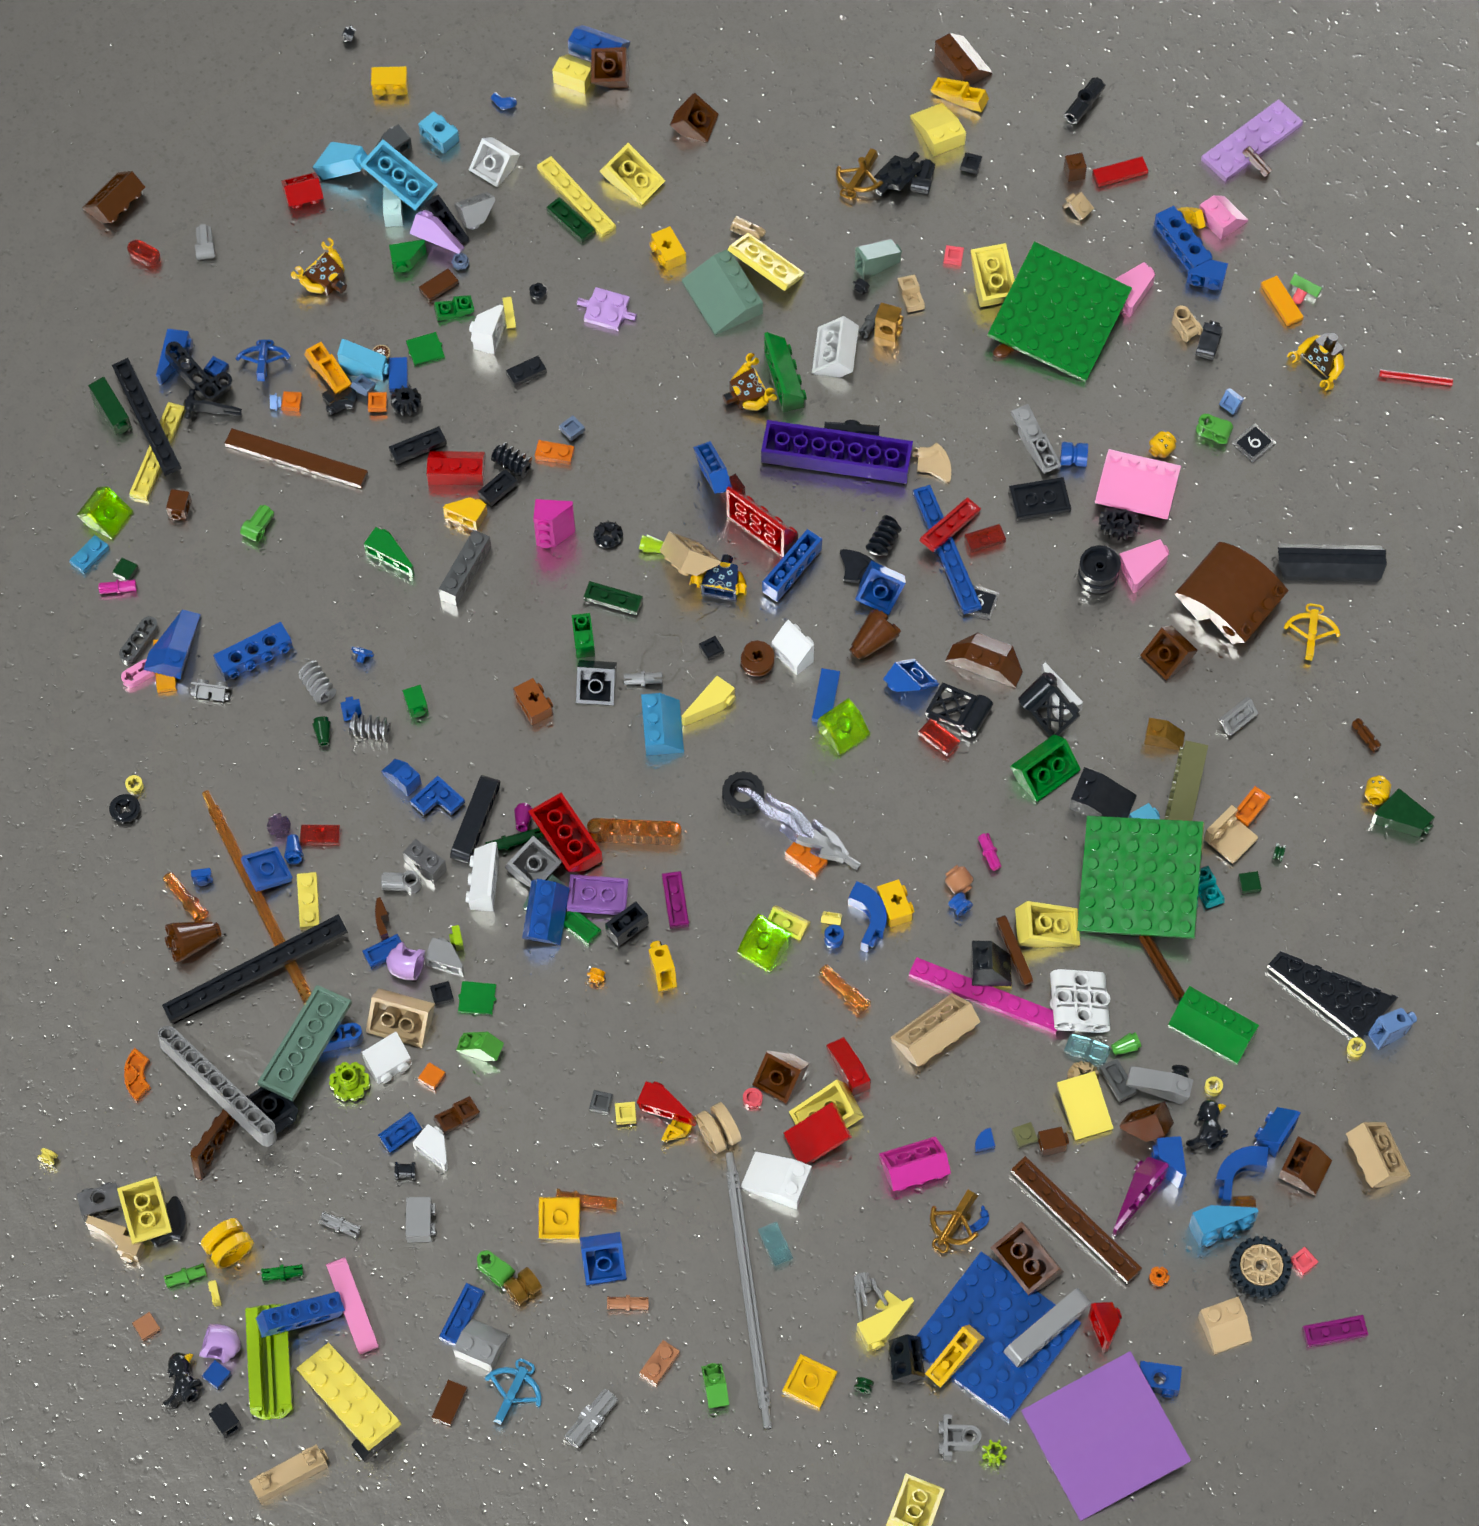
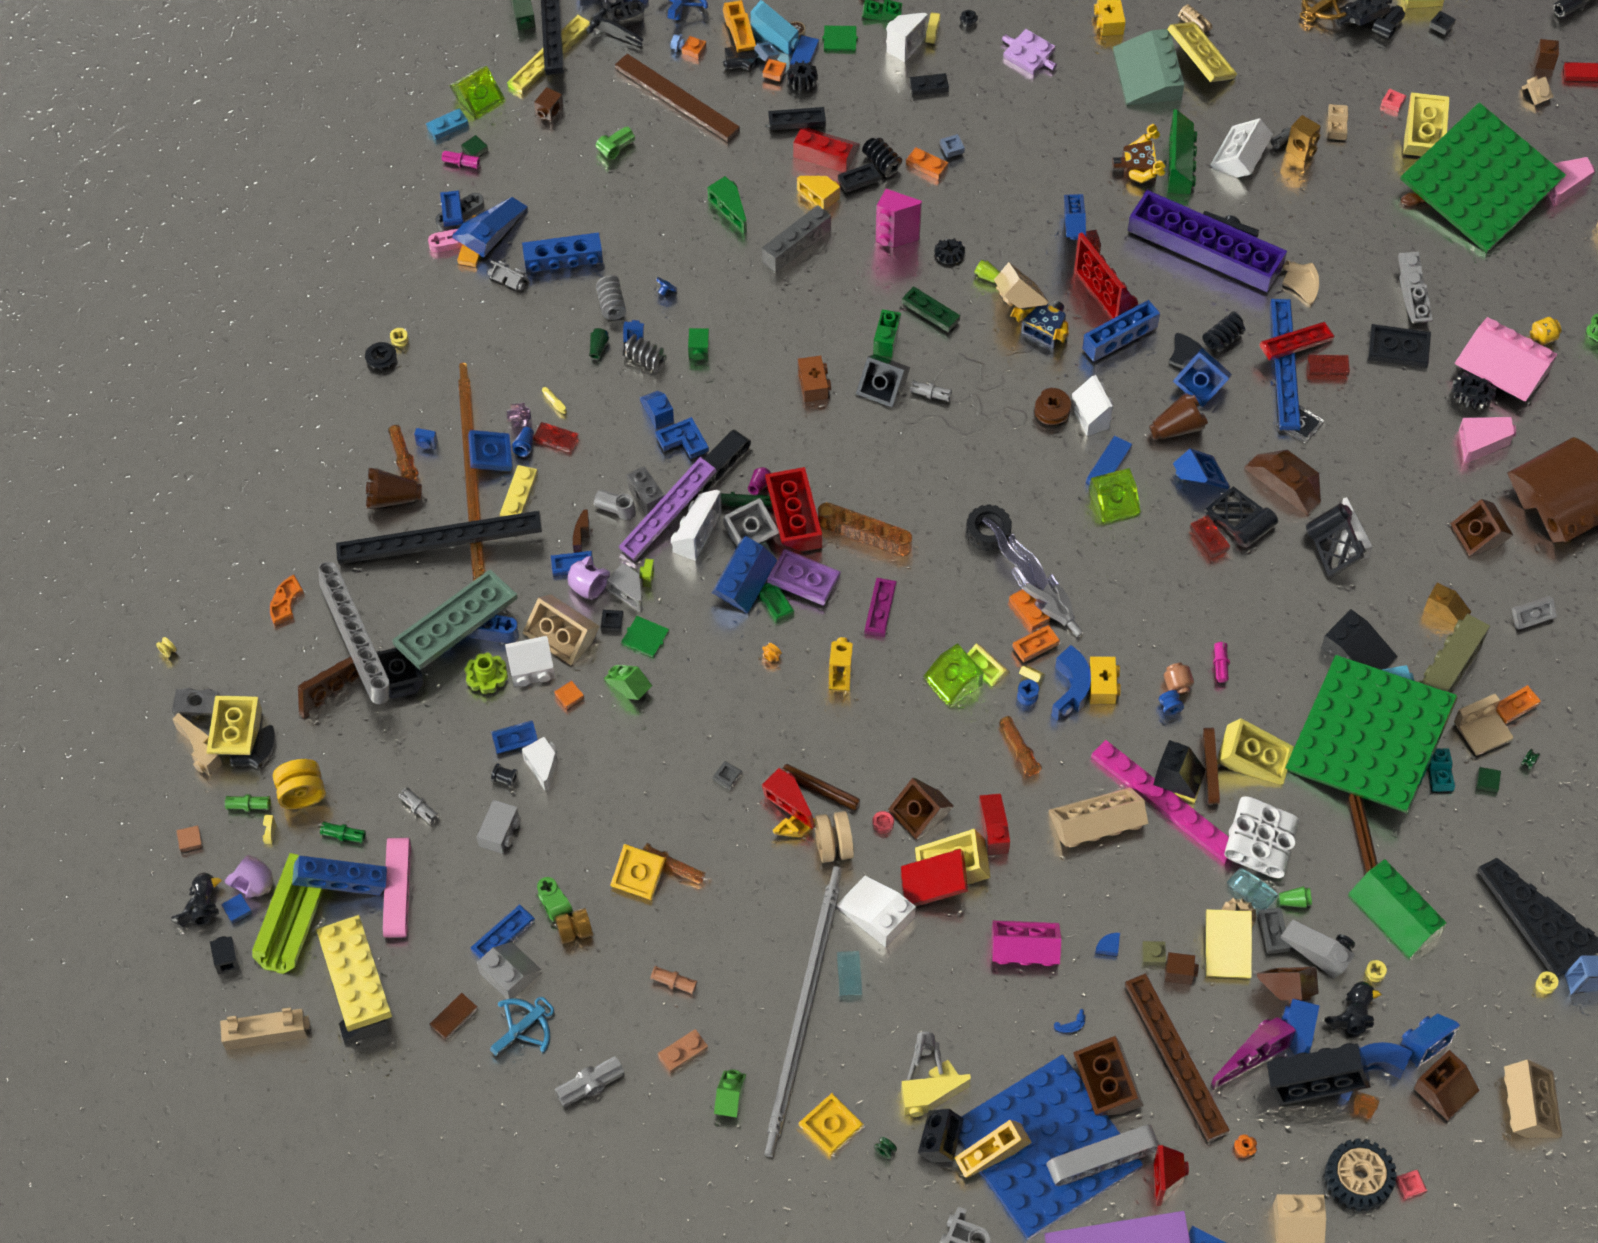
camera: 20 degrees right, 5 degrees down
(131, 640) = (451, 208): none -> blue tile
(304, 799) = (554, 400): none -> light yellow piece
(452, 872) = (667, 509): none -> medium lavender plate
(457, 1115) = (578, 741): reddish brown slope -> none
(603, 1258) = (666, 927): blue slope -> none
(625, 1113) = (747, 793): light yellow plate -> none
(626, 924) = (821, 612): black brick -> none
(662, 724) = (932, 438): dark azure slope -> none
(688, 1084) = (823, 788): none -> reddish brown axle
(710, 701) = (988, 432): light yellow slope -> none
(711, 648) = (1010, 384): black tile -> none
(824, 888) = (1036, 643): none -> orange plate
(861, 286) = (1289, 101): black plate -> none
(876, 258) = (1314, 79): sand green slope -> none
(958, 1215) = (1050, 1009): pearl gold piece -> none
(1045, 767) = (1310, 599): green slope -> none
(1074, 454) = (1449, 313): blue wheel -> none
(1099, 569) = (1436, 427): black wheel -> none
(1205, 1189) = (1318, 1074): none -> black brick
(1220, 1221) = (1333, 1111): dark azure slope -> none

